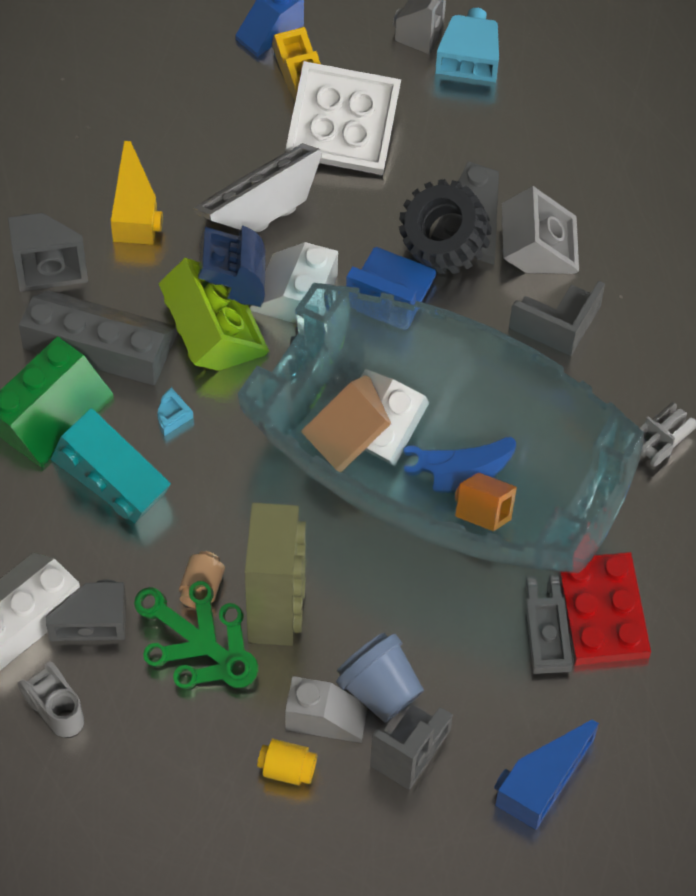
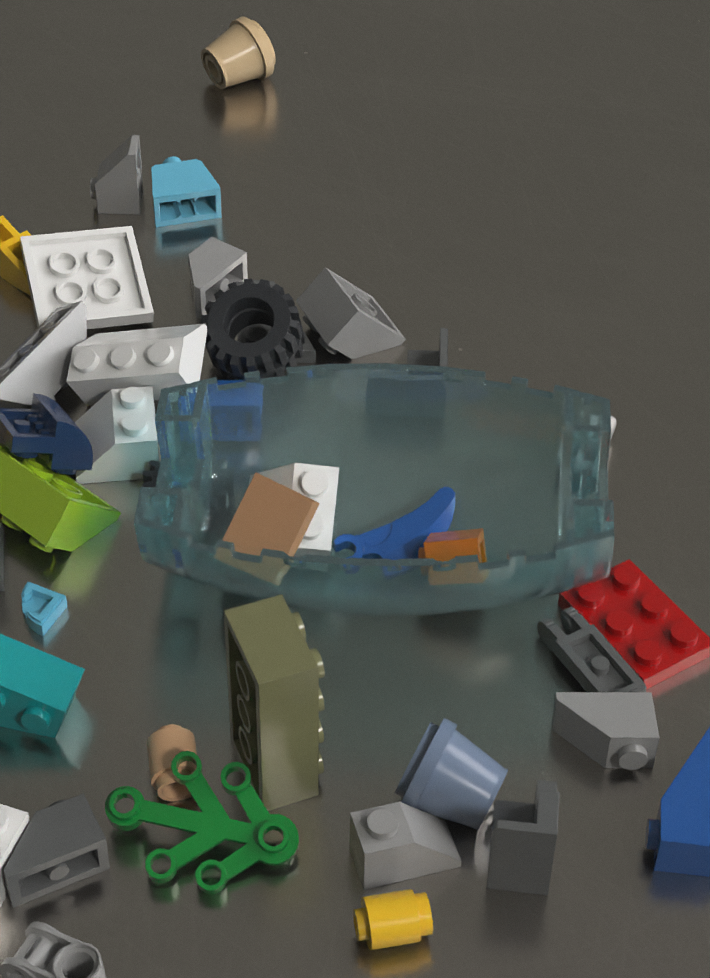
camera: 25 degrees left, 15 degrees down
(341, 221) = (137, 359): none -> white slope
(451, 147) = (213, 268): none -> light grey slope
(526, 686) = (609, 726): none -> light grey slope

